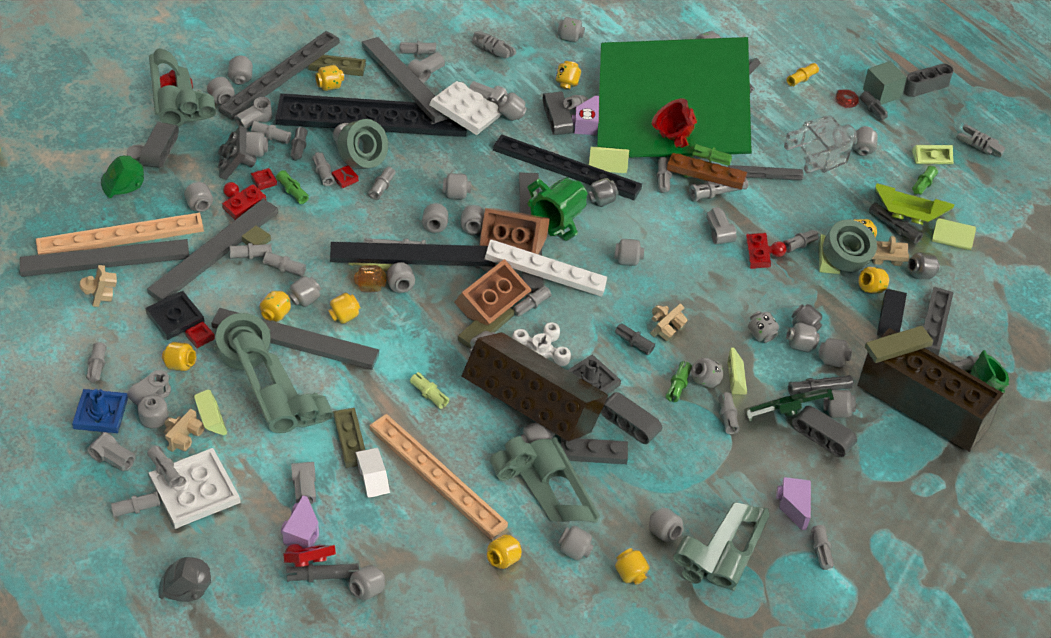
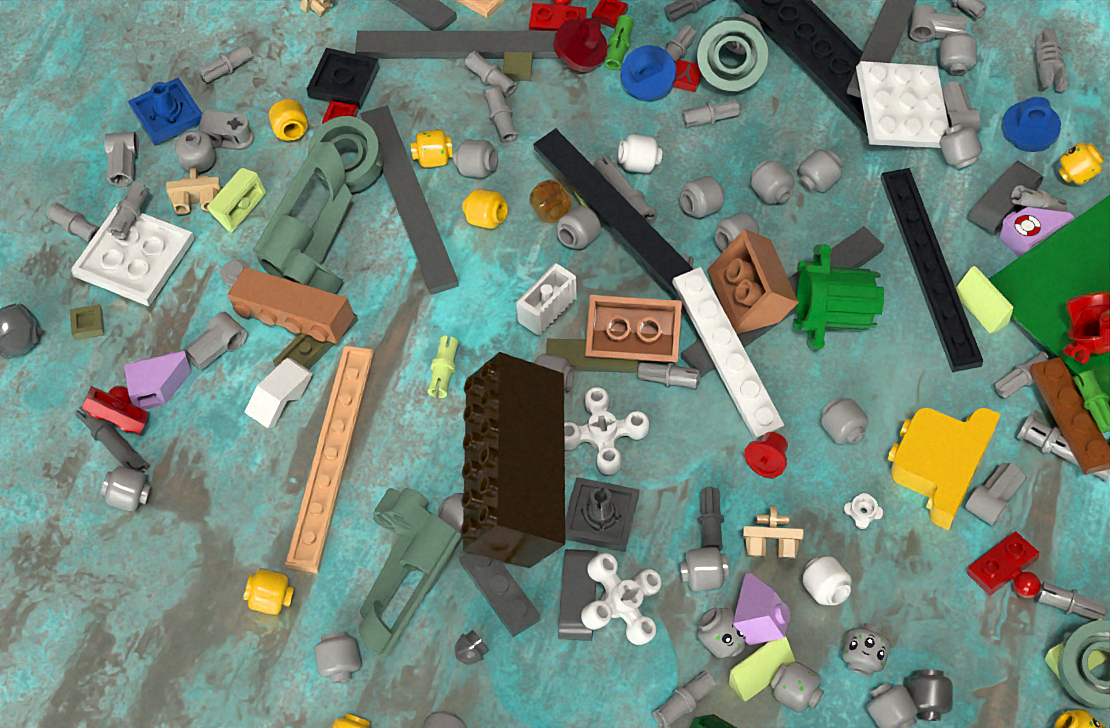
camera: 60 degrees right, 10 degrees up
(218, 540) = (86, 322): none -> olive tile
(263, 447) = (232, 270): none -> light grey plate
(277, 200) = (581, 44): none -> dark red tile
(320, 429) = (291, 305): none -> nougat brick
(329, 187) = (648, 73): none -> blue tile
(379, 224) = (639, 153): none -> white head
(437, 317) = (546, 299): none -> white brick
(452, 70) = (958, 53): none -> light grey head
(469, 164) = (820, 170): none -> light grey head
(523, 76) = (1032, 124): none -> blue tile
(603, 192) = (920, 330): flat silver head -> none
(620, 293) = (767, 455): none -> red piece
(622, 481) = (470, 648): none -> dark grey plate
(653, 398) = (599, 613): none -> white gear
(664, 357) = (704, 569): none -> light grey head
(679, 381) = (684, 611): bright green pin -> none
(683, 279) = (866, 502): none -> white plate
(684, 232) = (942, 457): none -> yellow brick
(712, 316) = (827, 581): none -> white head
(712, 346) = (760, 612): none -> lavender slope
(760, 365) = (797, 687): none -> light grey head

